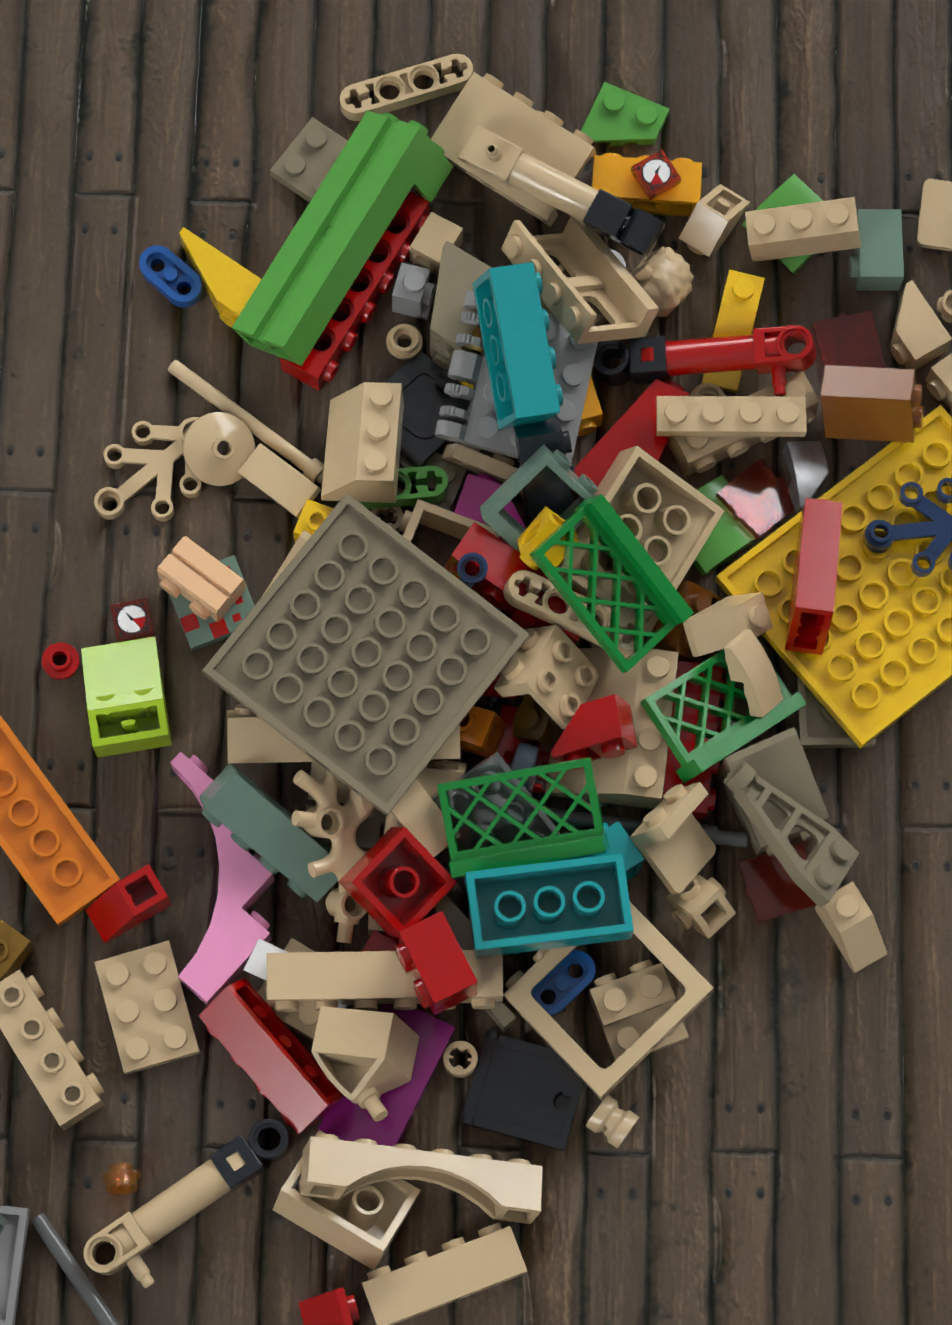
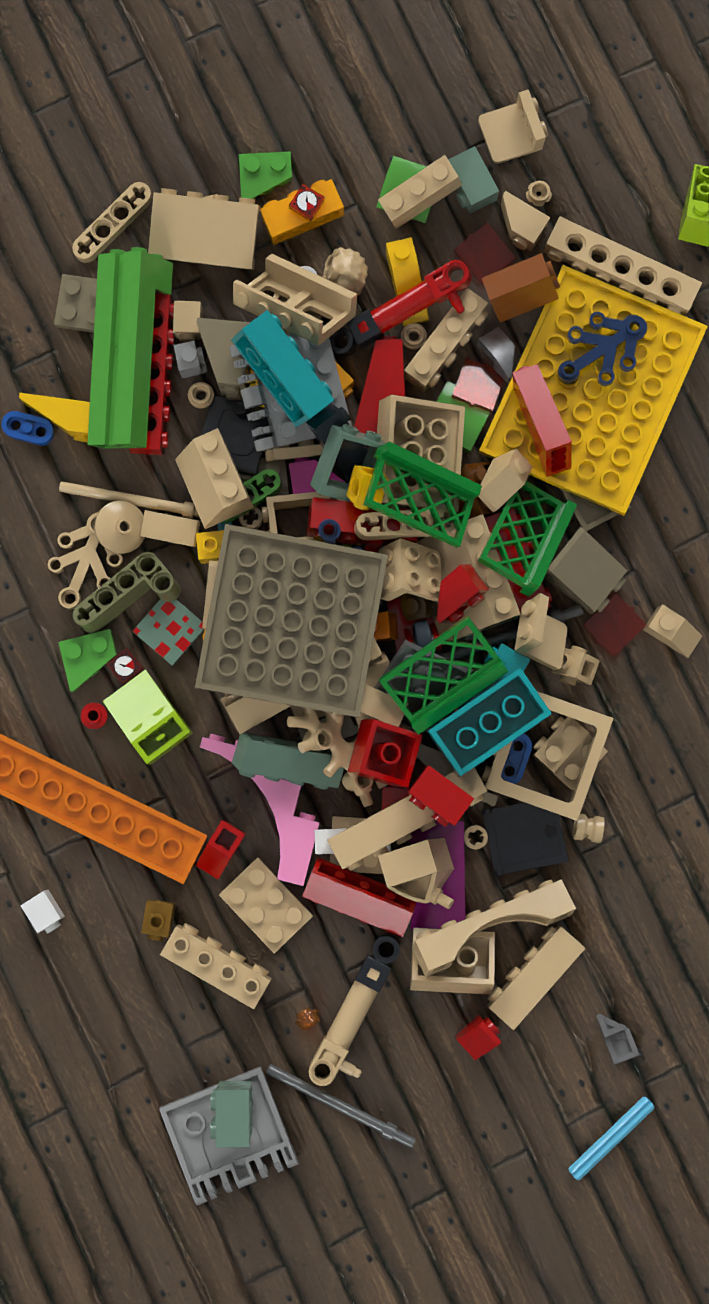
camera: 25 degrees left, 10 degrees up
(90, 584) = (86, 656): none -> bright green wing
(130, 533) = (124, 597): none -> olive beam
(200, 579) = (156, 620): light nougat brick -> none
(594, 208) = (279, 246): tan piece -> none
(713, 220) = (357, 213): tan slope -> none
(731, 416) = (438, 342): tan plate -> none
(751, 665) = (537, 502): tan slope -> none
(830, 858) = (641, 595): dark tan plate -> none

